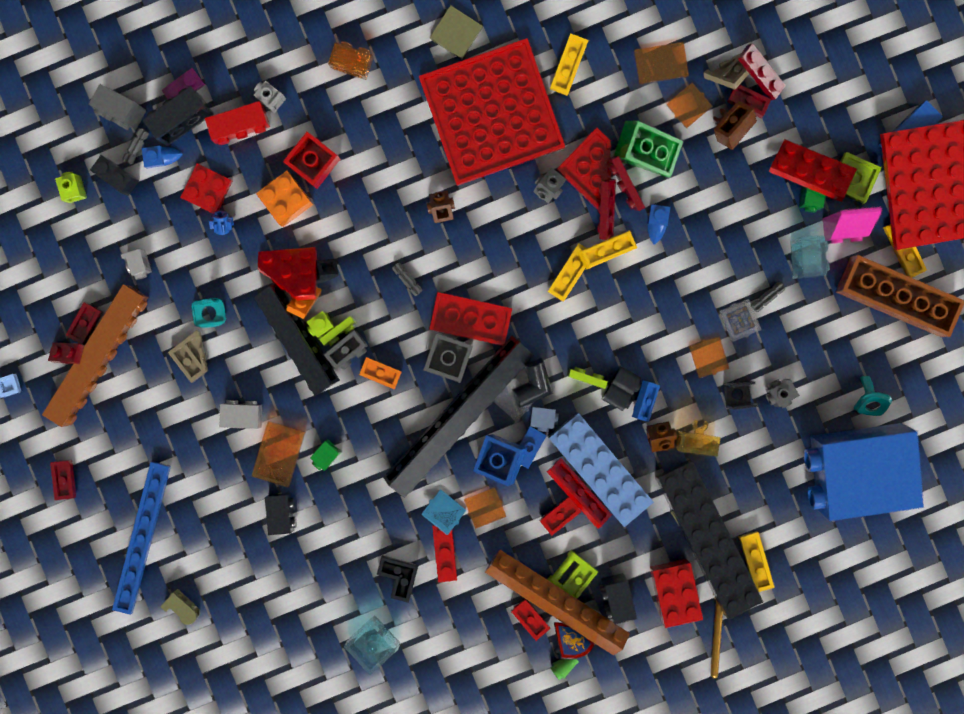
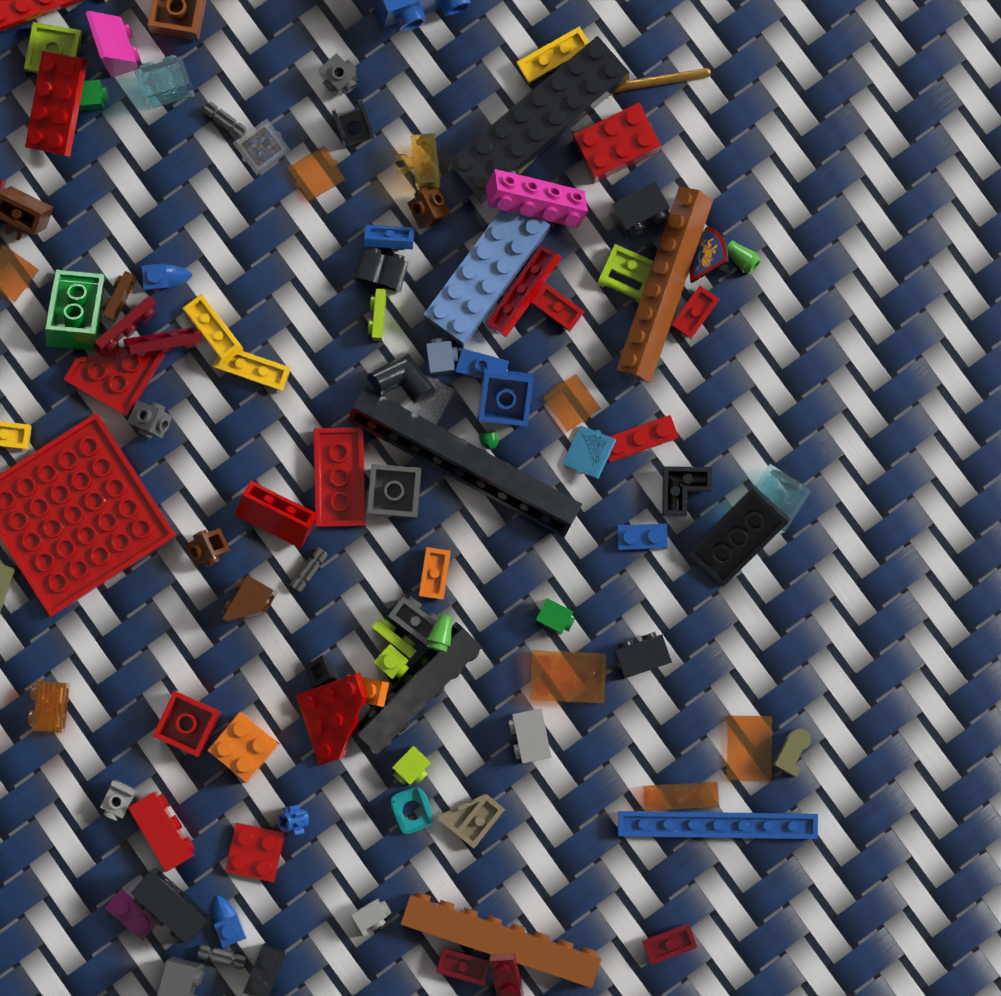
camera: 110 degrees left, 5 degrees down
(170, 515) = (680, 796): none -> clear orange plate
(193, 575) = (749, 748): none -> clear orange piece
(239, 320) = (411, 767): none -> lime brick
(328, 367) = (440, 635): none -> bright green cone
(349, 610) = (738, 536): none -> black plate
(370, 535) = (642, 537): none -> blue plate
(391, 229) = (250, 601): none -> reddish brown slope
(453, 264) = (275, 514): none -> red brick
(472, 438) = (489, 440): none -> green hinge
(644, 178) = (123, 287): none -> reddish brown plate
(647, 521) = (536, 198): none -> dark pink brick

